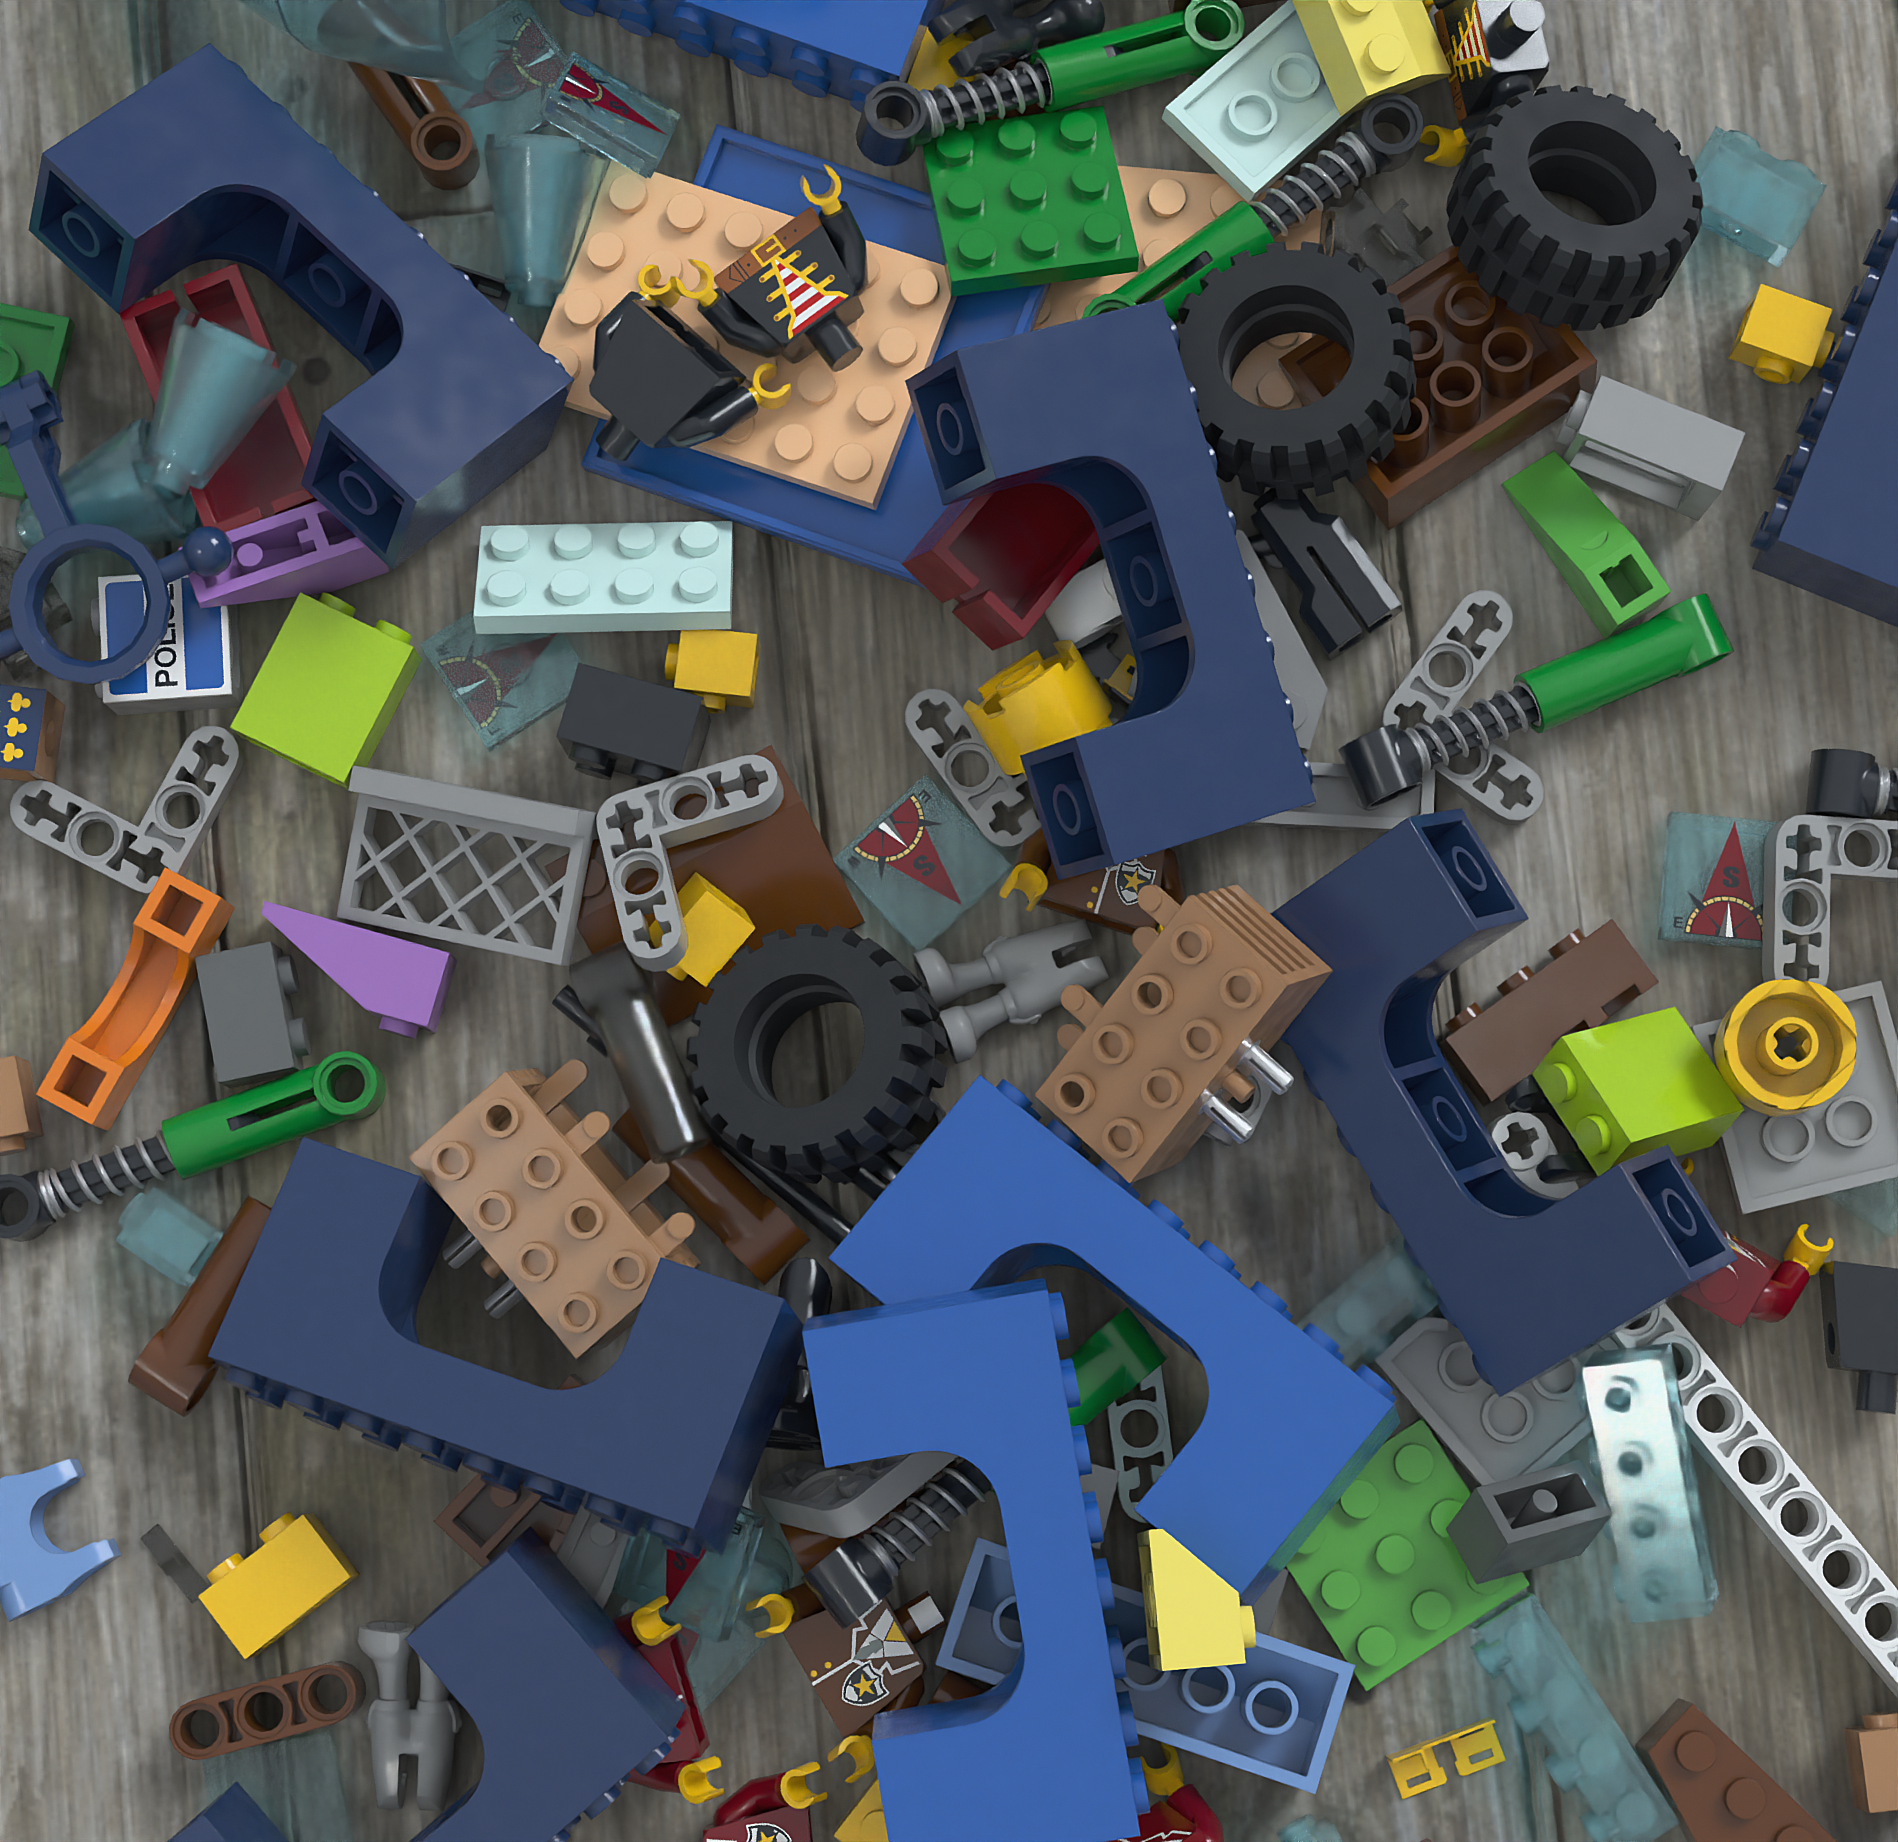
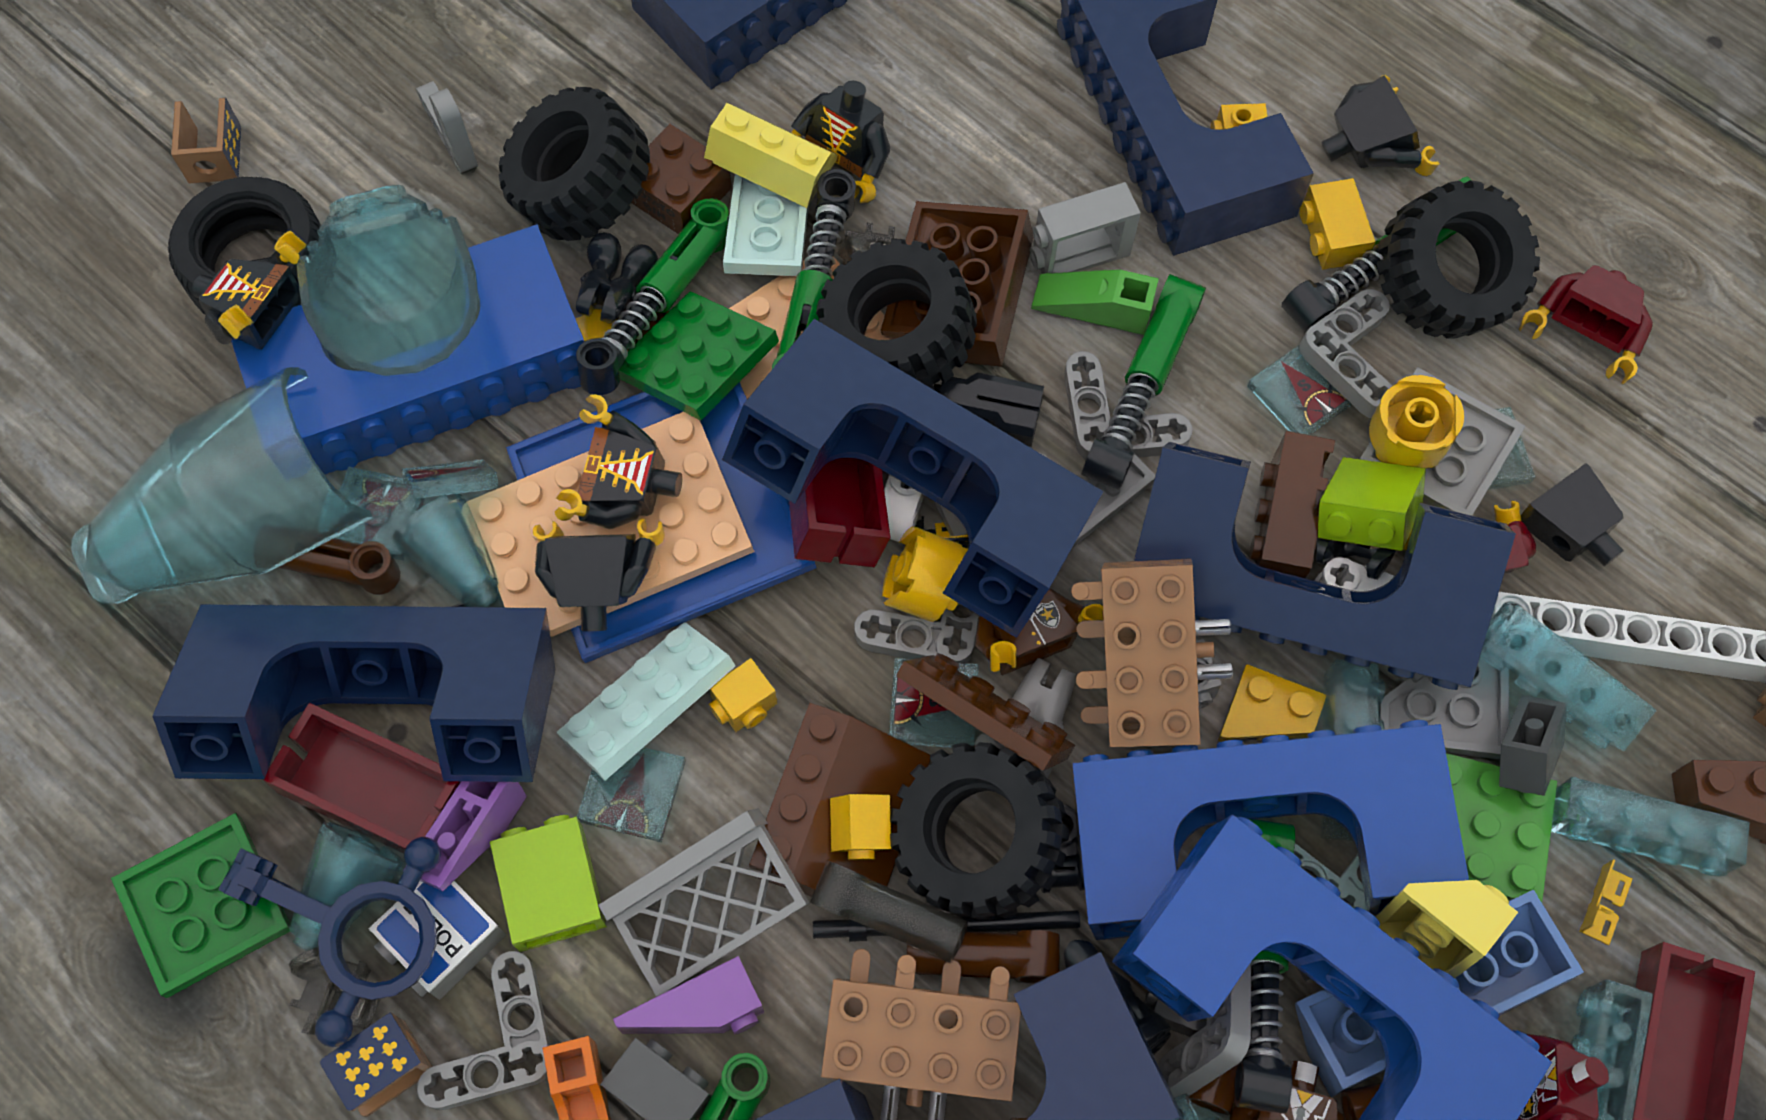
camera: 45 degrees left, 15 degrees down
(208, 400) = (355, 774): clear light blue cone -> none
(631, 727) = (732, 757): black brick -> none
(659, 829) = (795, 788): light grey beam -> none
(949, 931) = (977, 704): none -> reddish brown plate
(1293, 1212) = (1271, 706): none -> yellow wing
(1600, 157) = (952, 157): black tyre -> none
(1754, 195) = (1017, 106): clear light blue brick -> none
(1782, 336) = (1088, 148): yellow brick -> none

